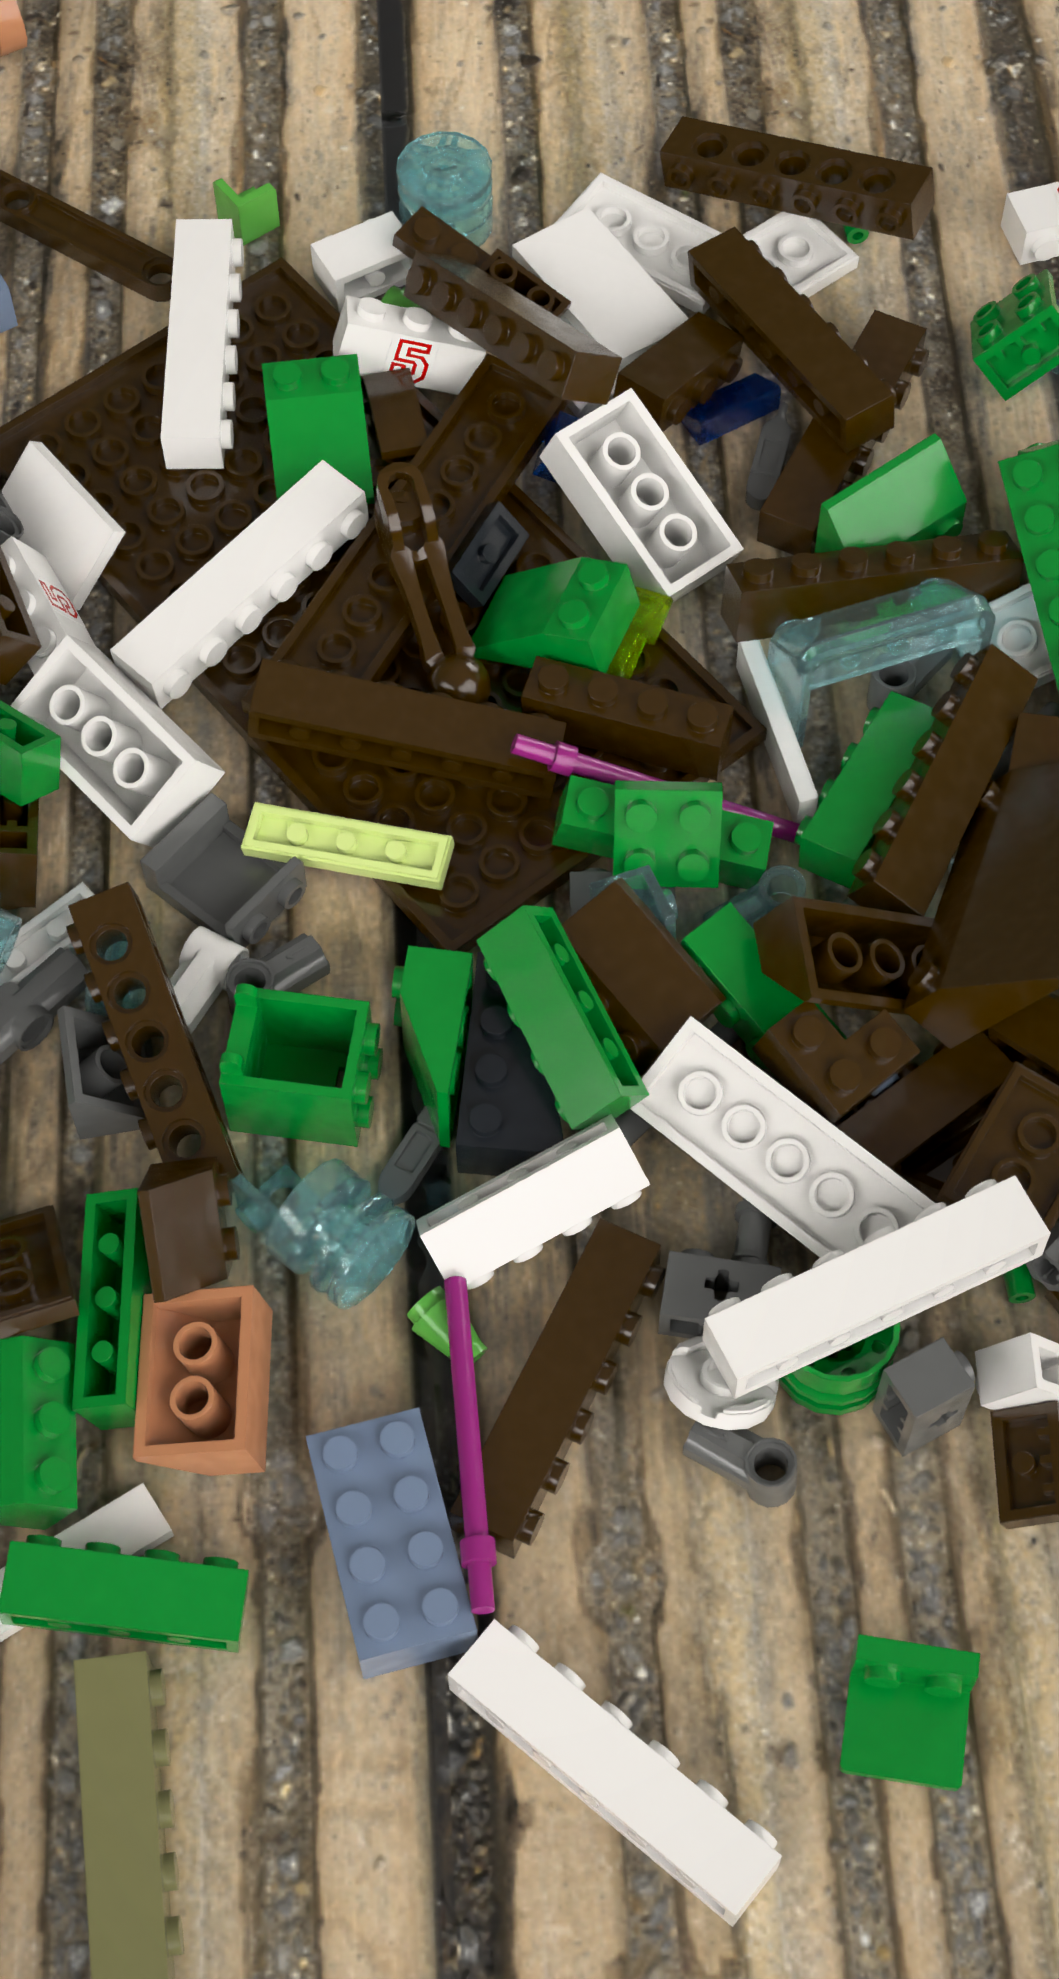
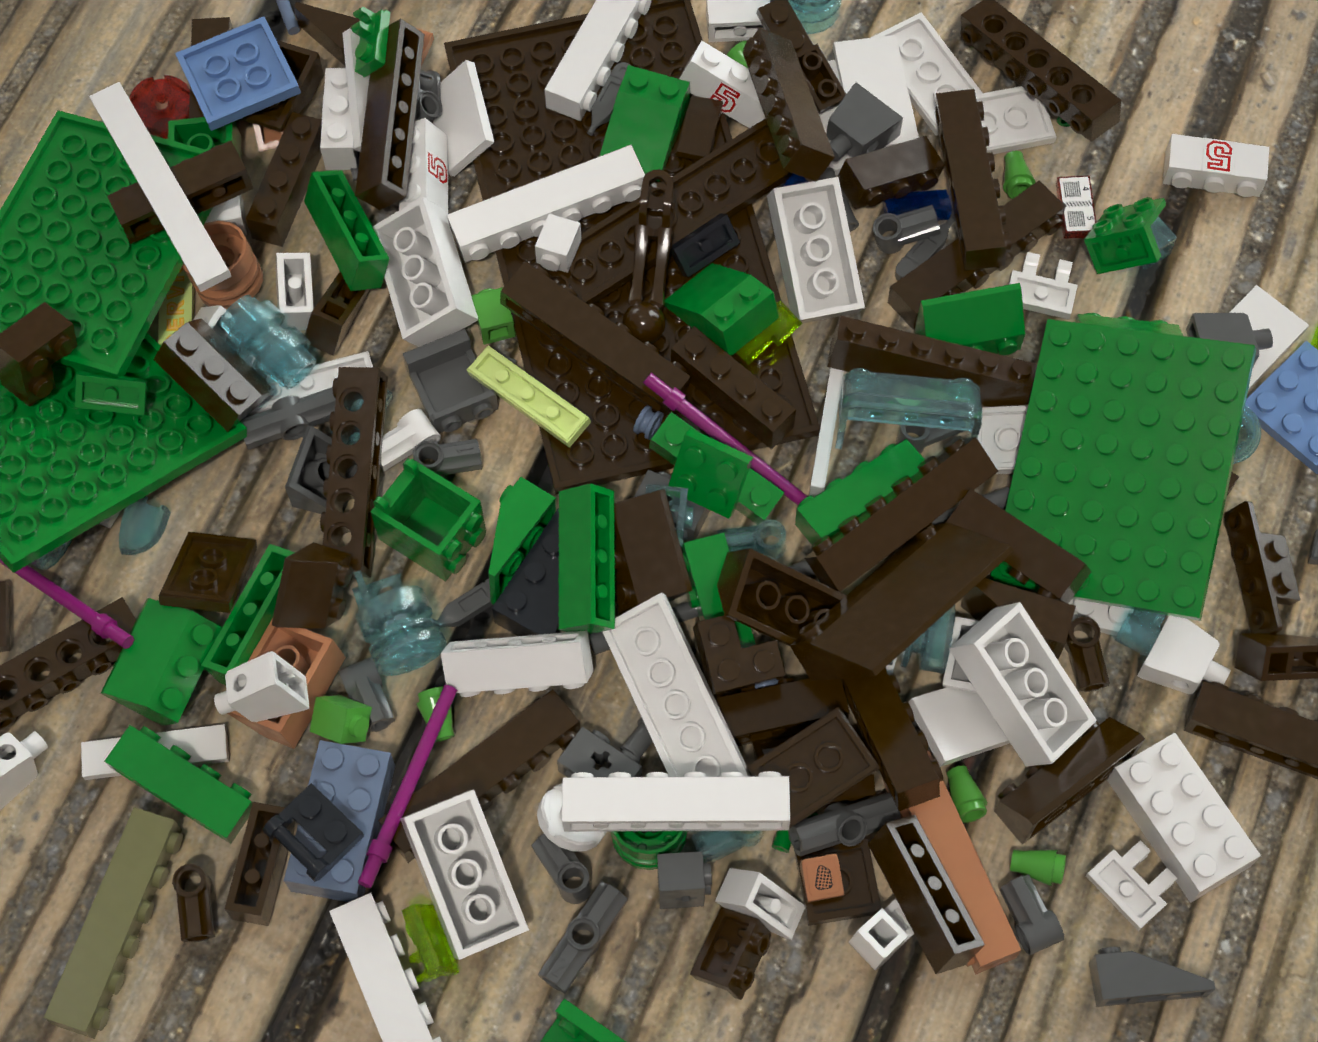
camera: 25 degrees right, 5 degrees up
(193, 1396) = (263, 689): none -> white torso
(237, 1765) = (195, 906): none -> dark brown piece
(246, 761) = (494, 320): none -> bright green brick
(249, 419) = (606, 99): none -> dark grey piece
(289, 622) = (558, 243): none -> white brick
(306, 1656) = (257, 869): none -> dark brown brick
(317, 1395) = (340, 719): none -> bright green brick
(322, 1337) = (364, 686): none -> dark grey piece
(377, 1549) = (322, 823): none -> black plate
(535, 810) = (648, 422): none -> sand blue bush
(597, 1639) = (432, 945): none -> clear neon green plate
(617, 315) = (862, 124): none -> dark grey torso
(620, 1528) = (464, 874): none -> white brick
(737, 434) = (908, 227): none -> dark grey piece
(823, 1575) = (570, 956): none -> dark grey piece
(844, 316) = (1016, 174): none -> bright green cone
(943, 1320) = (722, 843): none -> clear light blue piece
(944, 337) = (1079, 213): none -> tile
(970, 443) = (1044, 294): none -> white plate

